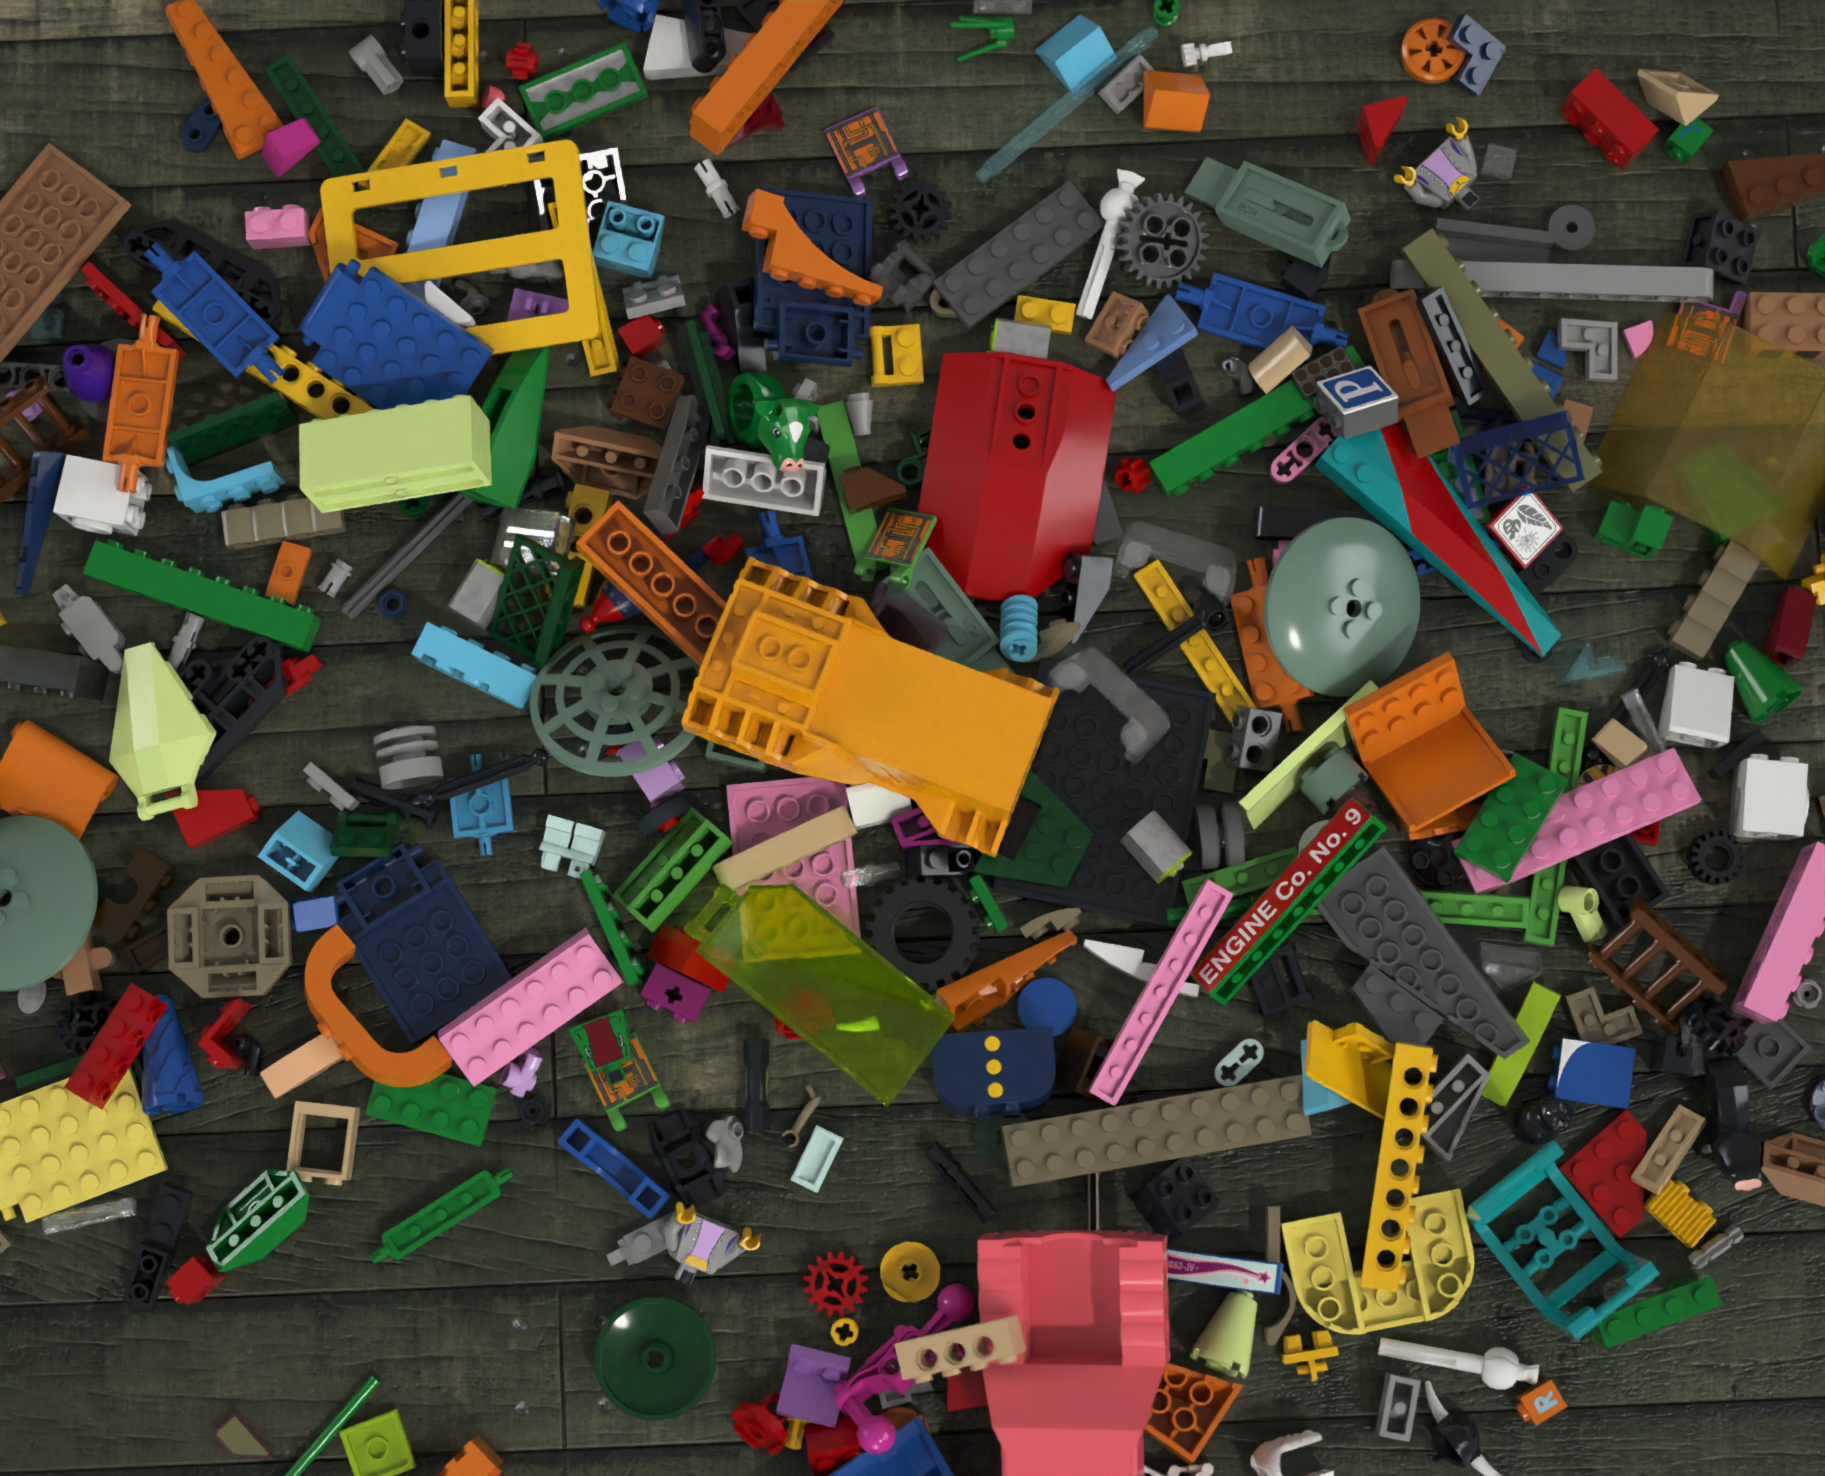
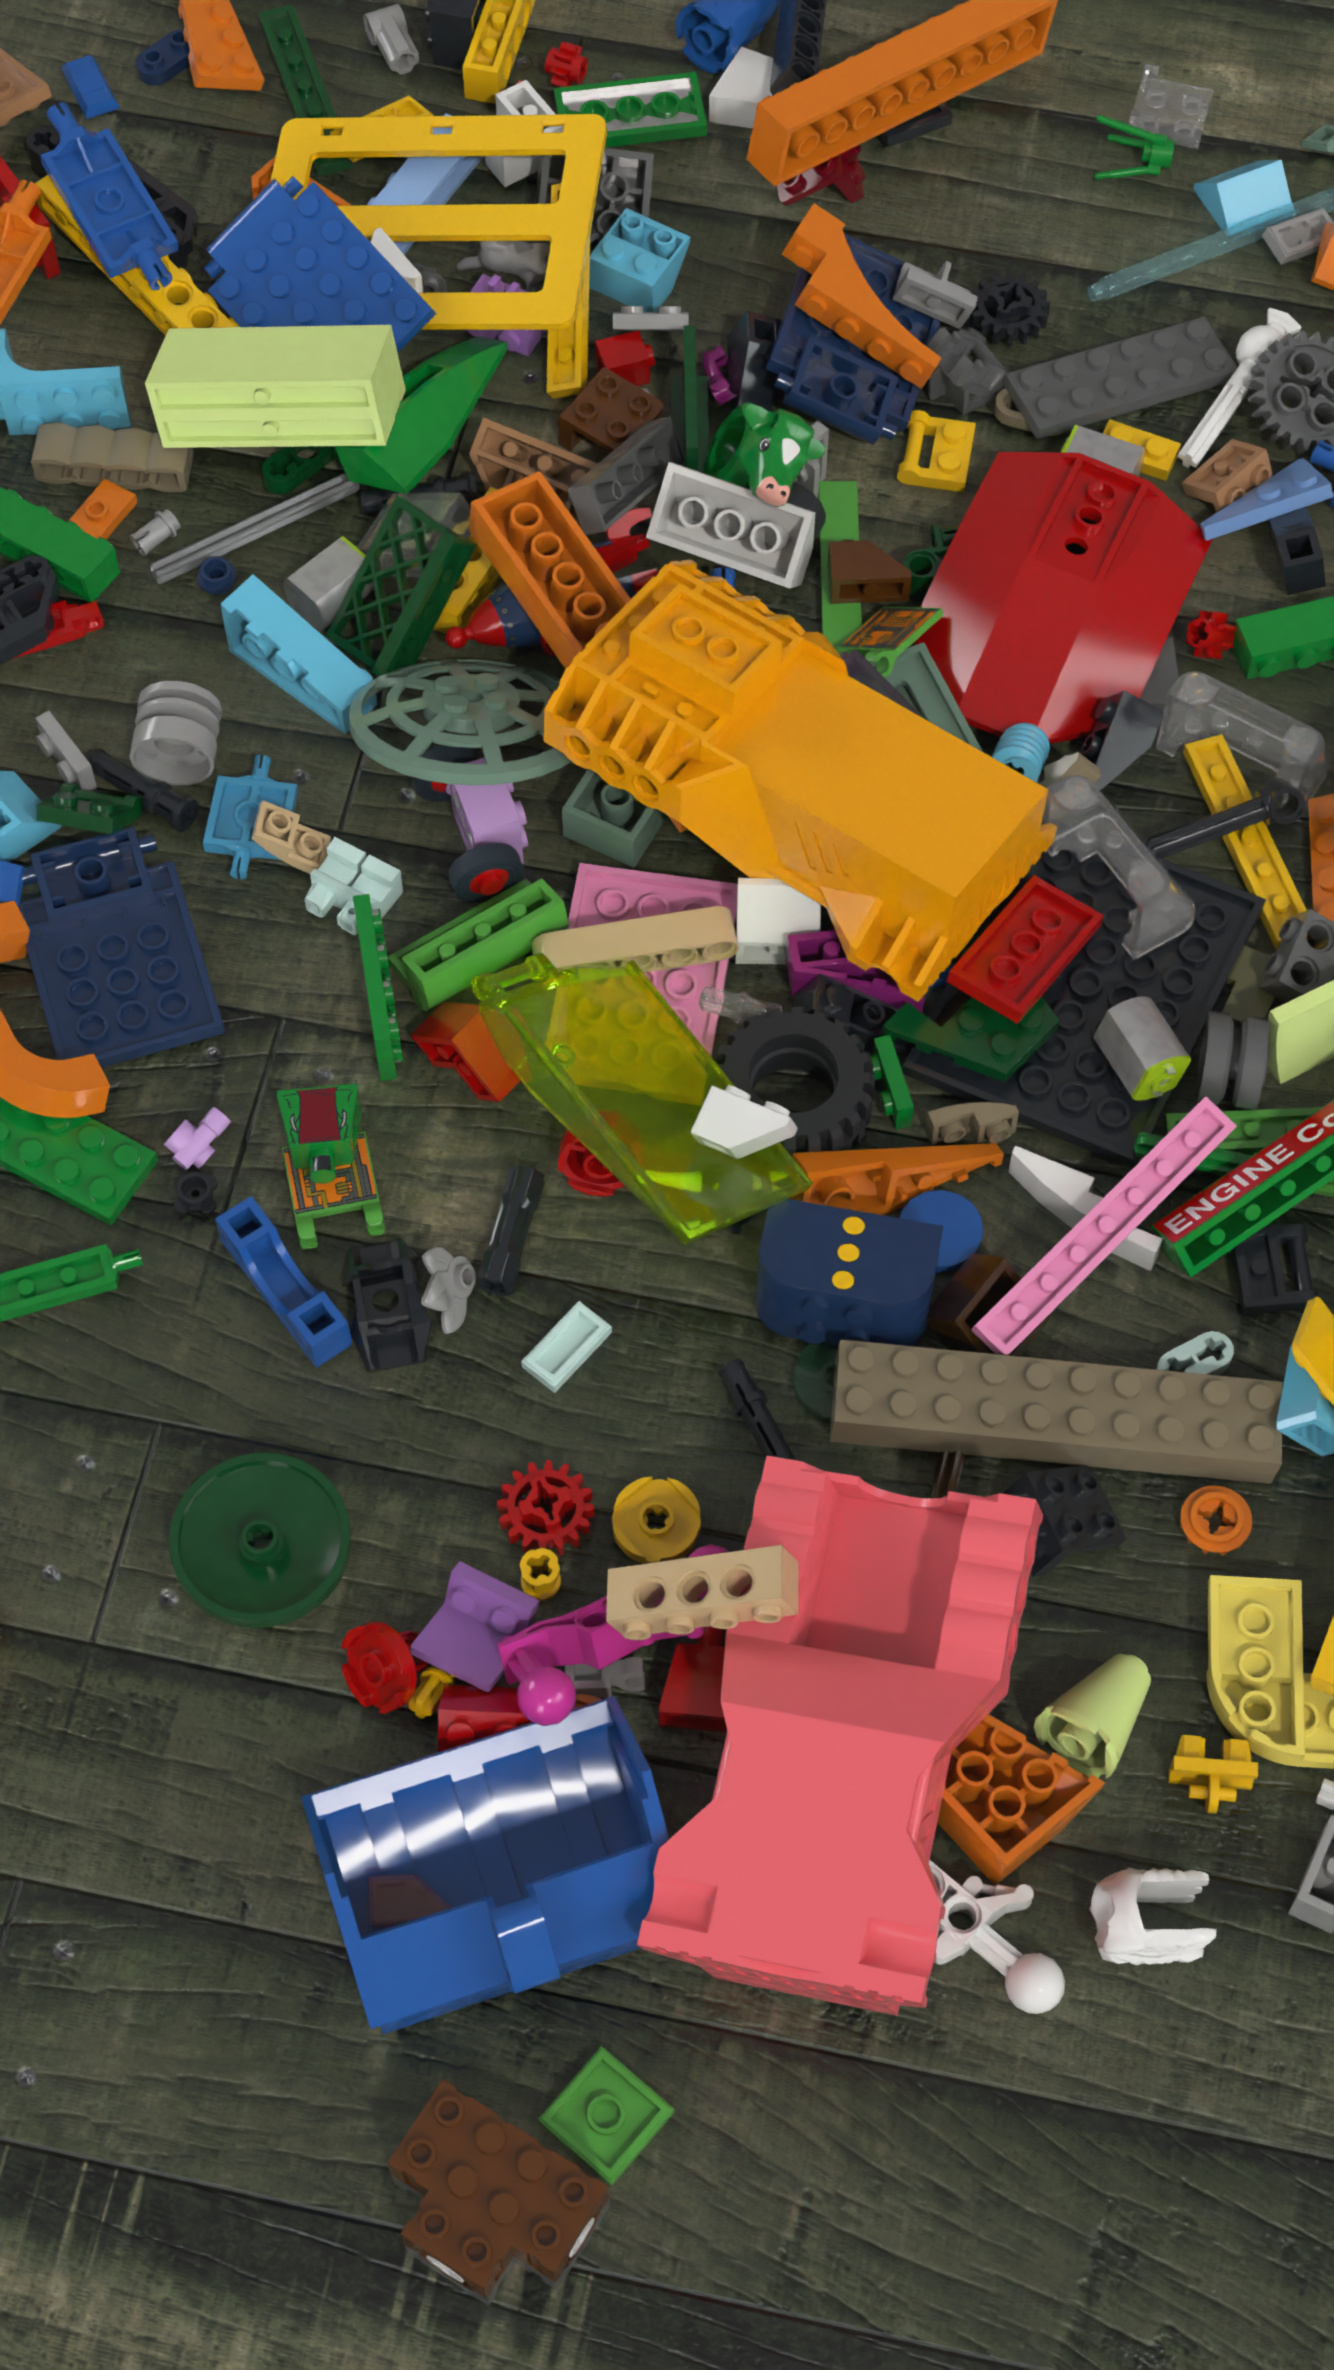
camera: 10 degrees right, 20 degrees down
(152, 170) = (89, 87): none -> blue tile
(234, 428) = (125, 349): dark green fence -> none
(277, 227) = (216, 164): bright pink brick -> none
(288, 145) = (258, 87): dark pink slope -> none
(482, 777) = (264, 777): black wheel -> none
(517, 821) = (291, 842): none -> tan slope
(529, 1006) = (234, 1055): bright pink brick -> none
(641, 1243) = (301, 1394): light grey hinge -> none
(663, 980) = (435, 1092): magenta brick -> none
(703, 1242) = (373, 1401): torso -> none
(716, 188) = (762, 238): white pin -> none
(804, 1115) = (560, 1292): dark tan piece -> none
(860, 413) = (874, 496): light grey cone -> none
(862, 218) = (934, 294): none -> light grey panel
(863, 146) = (957, 235): flag -> none
(896, 994) = (739, 1126): none -> white slope
(1058, 787) = (1025, 949): none -> red plate
(1224, 1271) = (1111, 1619): slope -> none
(1272, 1253) = (1186, 1642): dark tan piece -> none
(1284, 1186) = (1234, 1514): none -> orange gear

